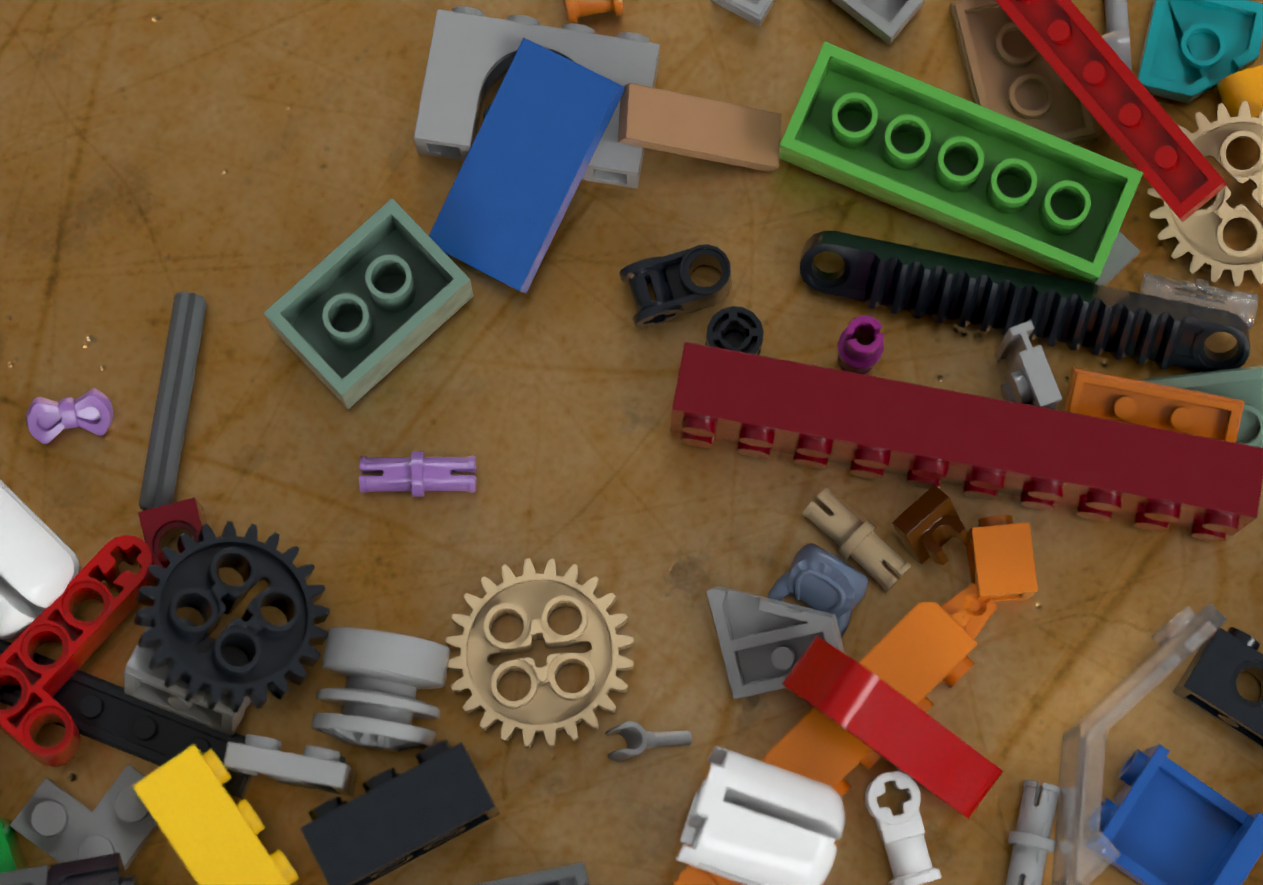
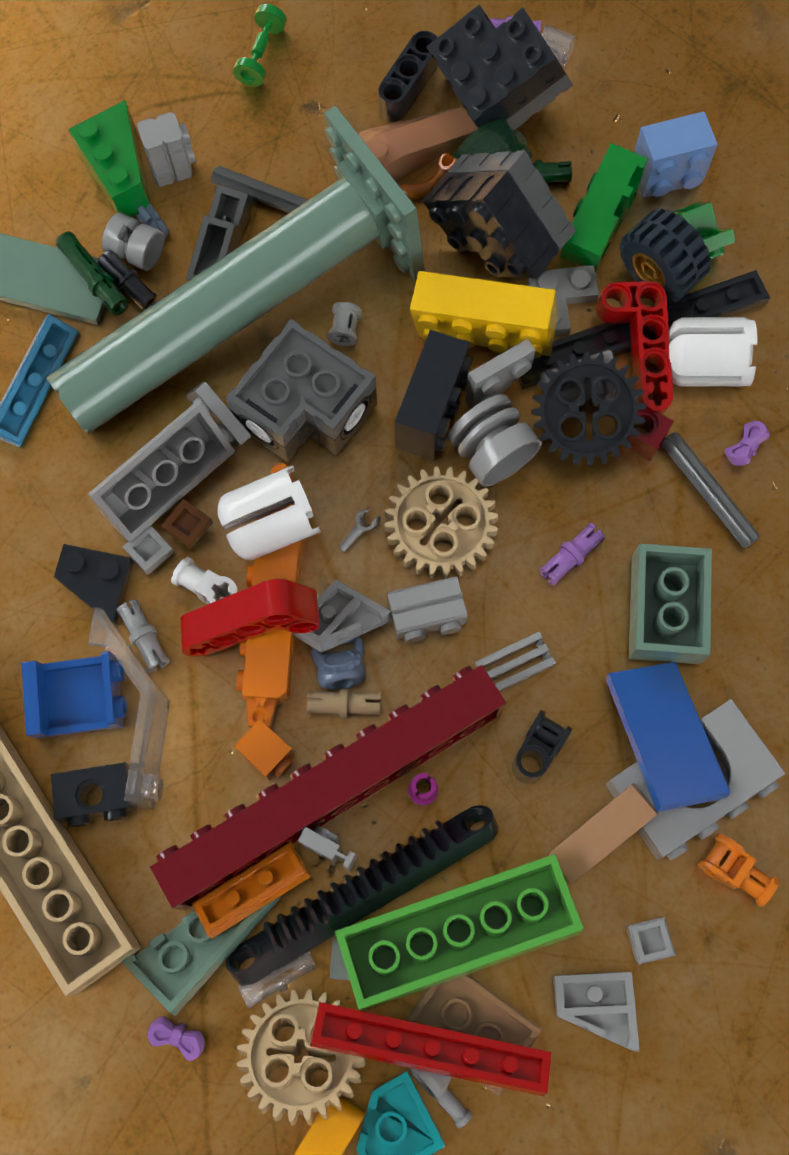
camera: 140 degrees right, 5 degrees down
(617, 386) = (541, 650): none -> light grey tile
(657, 558) = (427, 609): none -> light grey brick
(731, 320) = (484, 749): black wheel -> none
(929, 526) = (314, 737): reddish brown tile -> none

